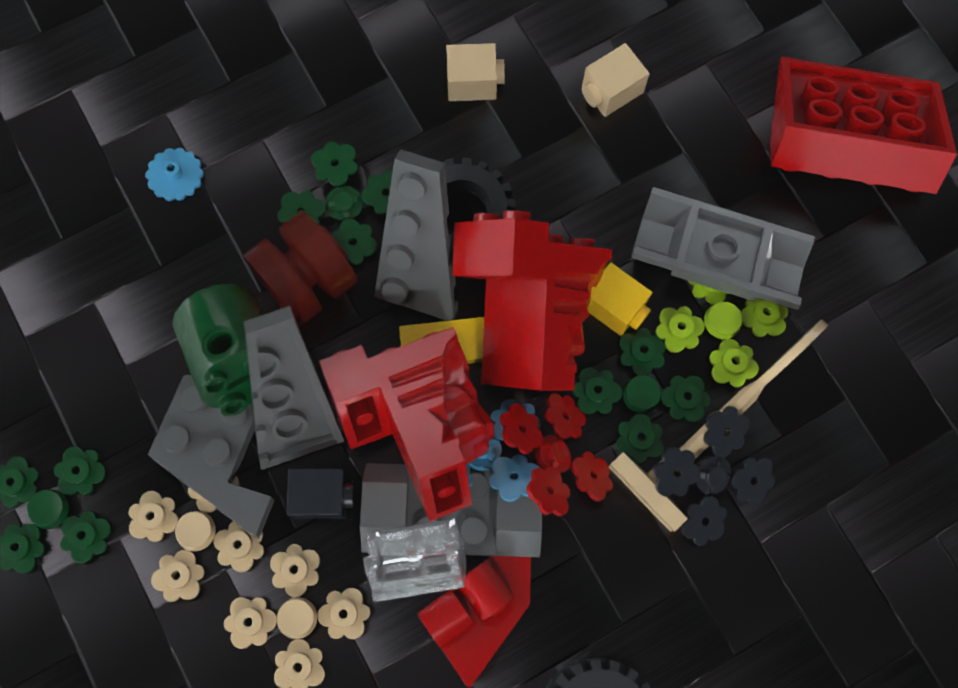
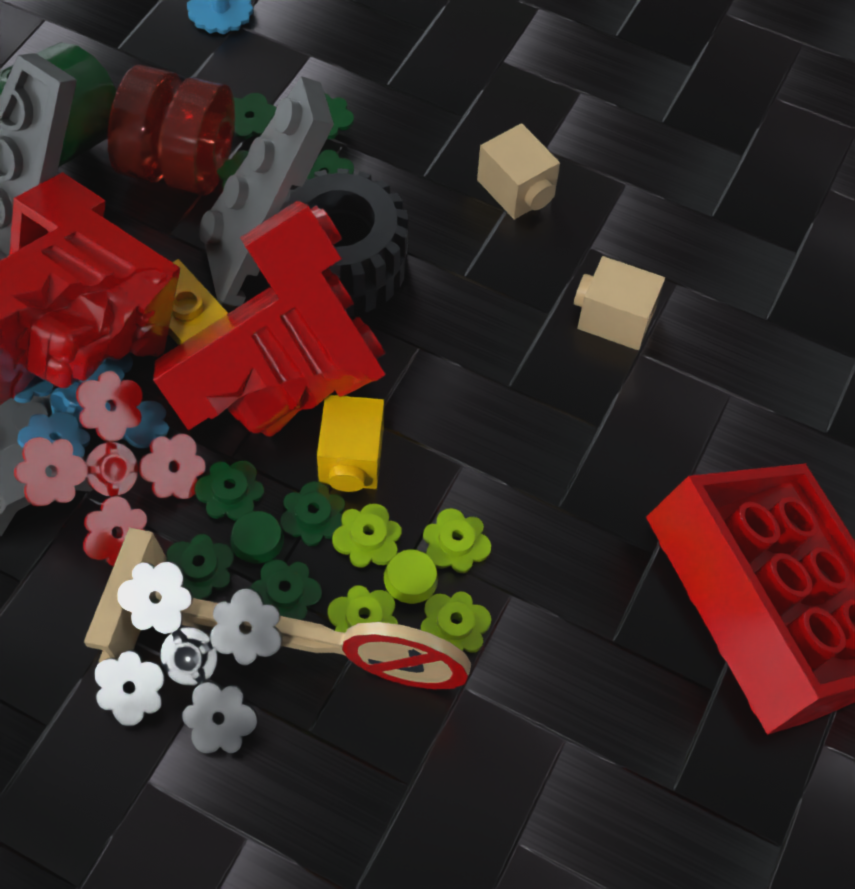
camera: 55 degrees right, 15 degrees down
(722, 248) = (497, 527): dark grey piece -> none

